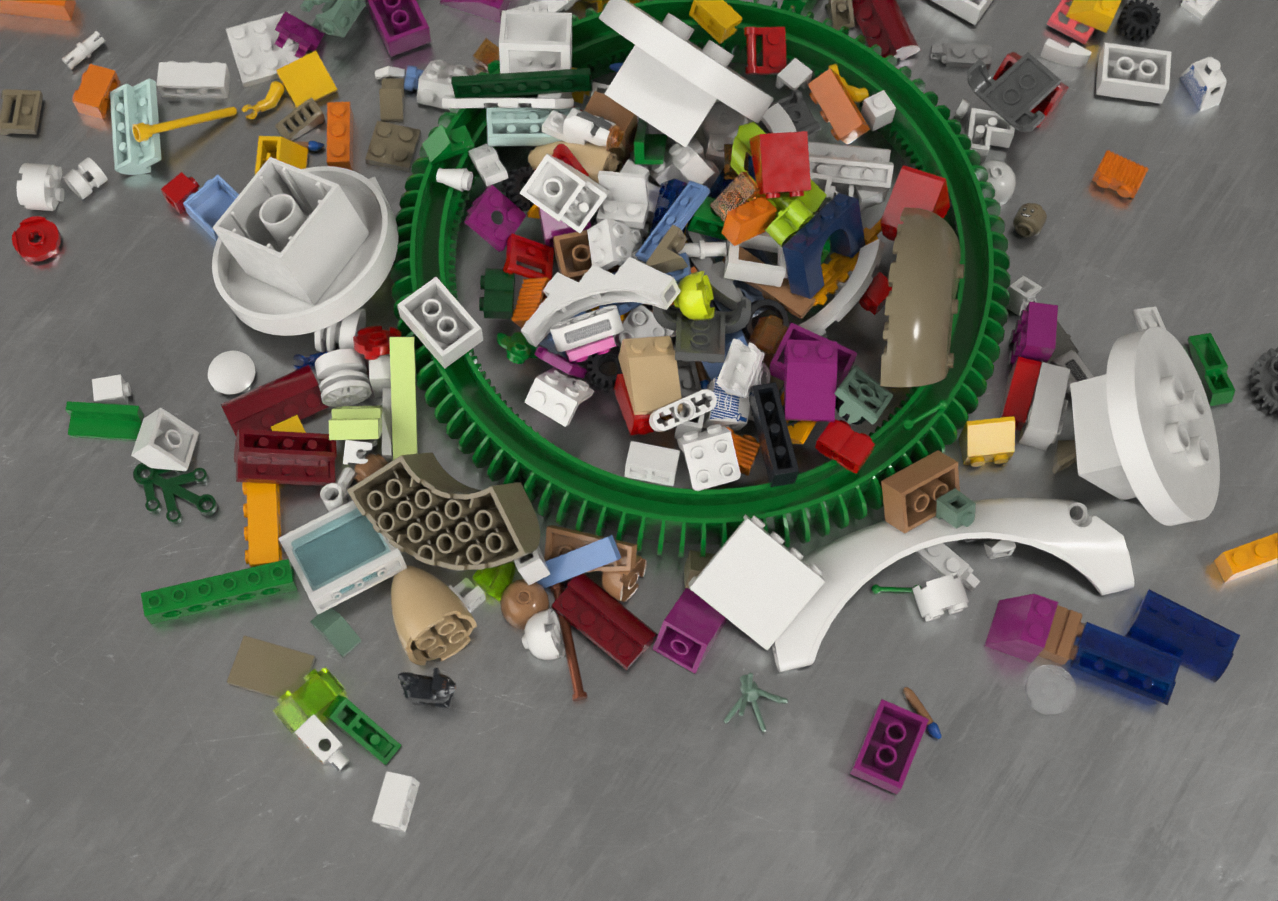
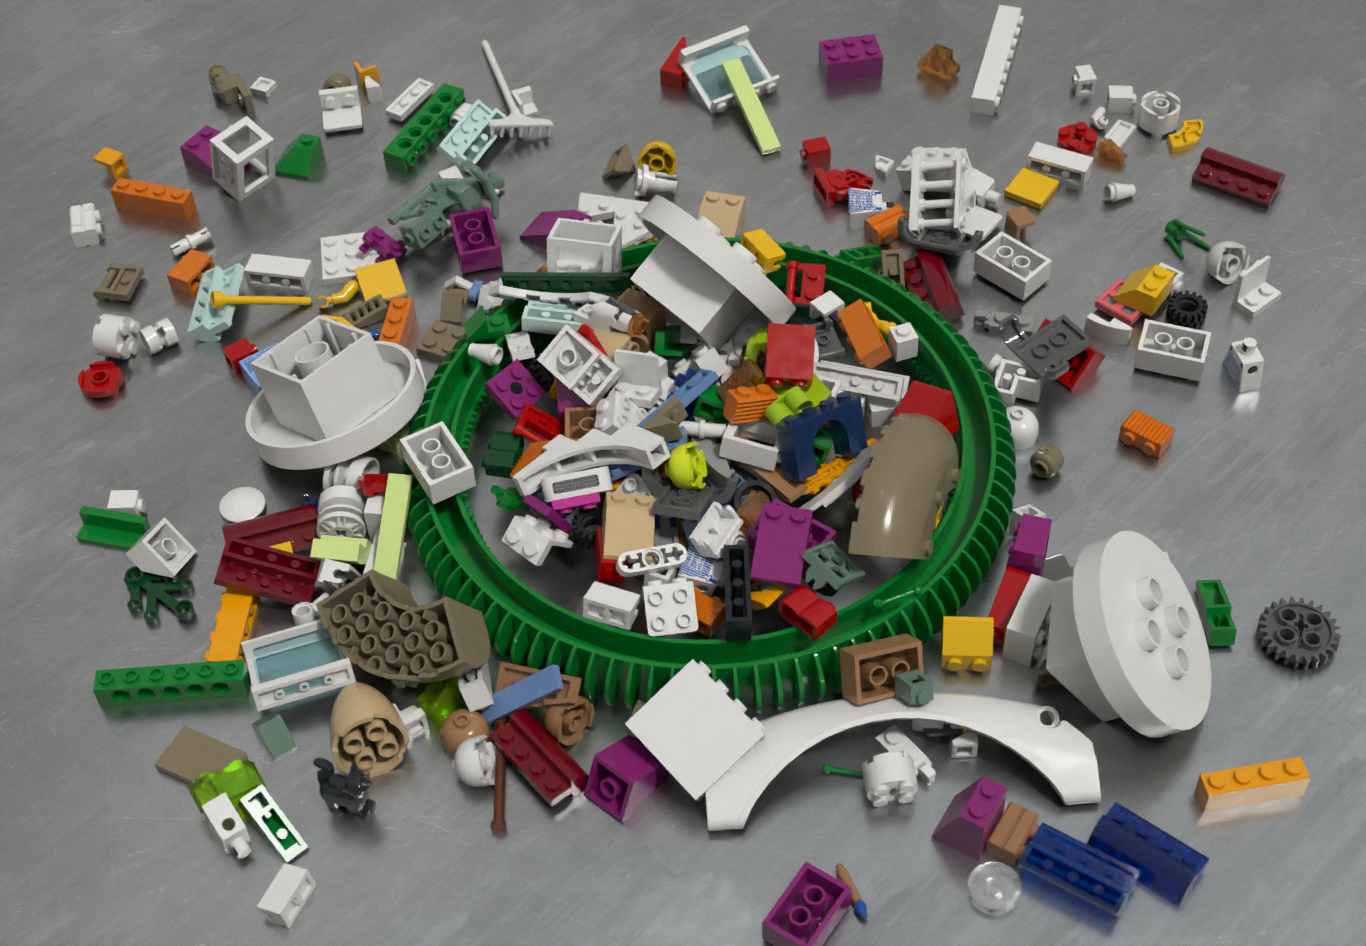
camera: 15 degrees right, 20 degrees down
(751, 693) = (674, 844): sand green plant -> none

